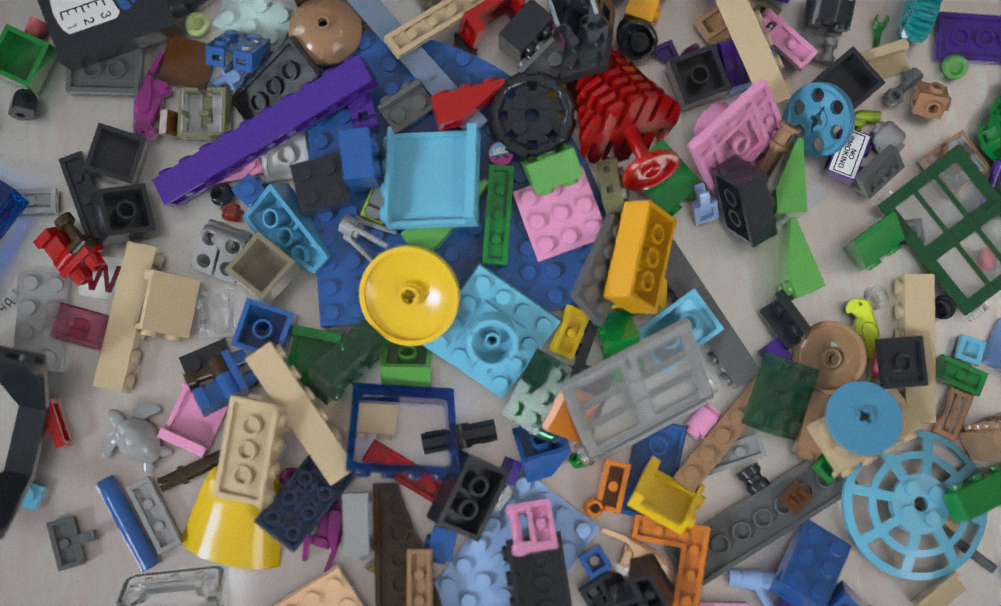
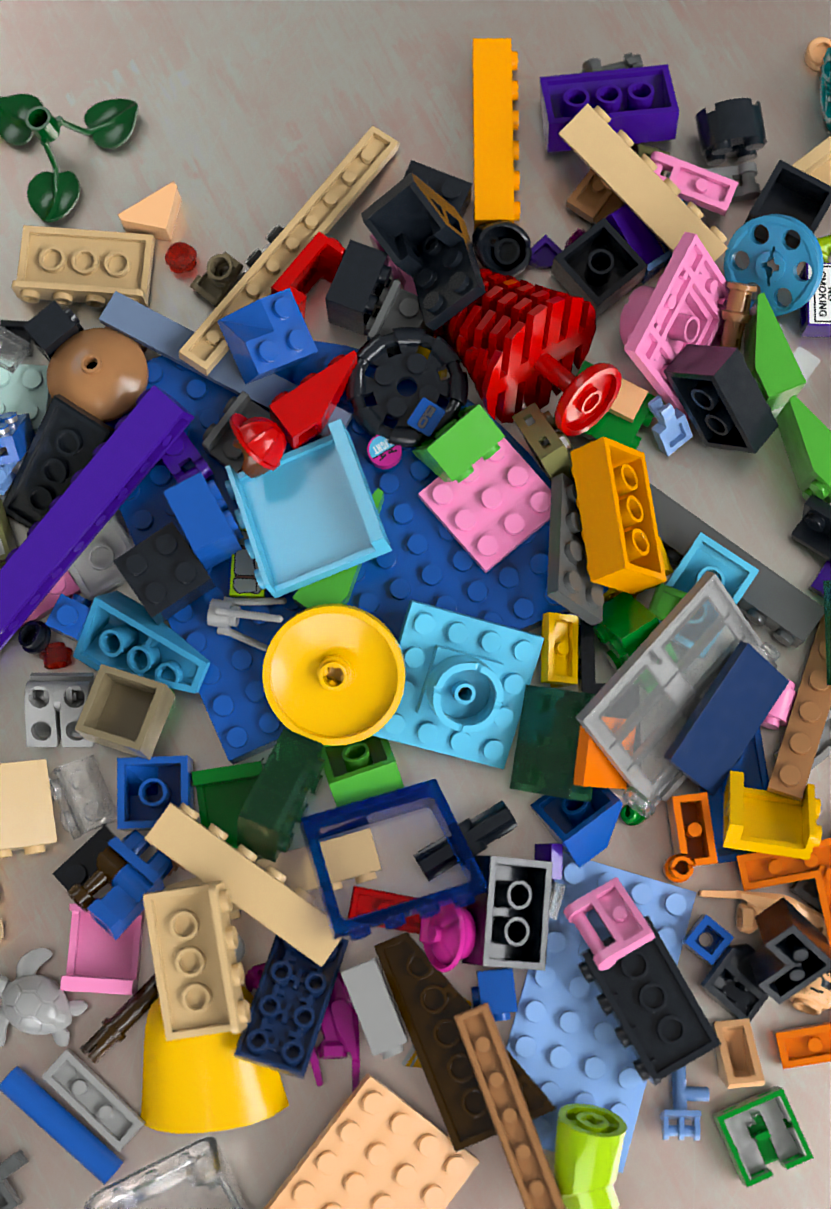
camera: 20 degrees left, 5 degrees down
(416, 119) = (259, 441): none -> red piece
(422, 496) = (448, 937): none -> dark pink piece
(448, 46) = (267, 336): none -> blue slope
(498, 215) = (411, 530): green plate -> none
(536, 141) = (426, 417): none -> blue sticker
(651, 326) = (664, 600): none -> bright green tile
(663, 420) = (726, 718): none -> dark blue tile
(681, 178) = (628, 401): none -> light nougat tile
(879, 27) = (799, 130): green hand -> none

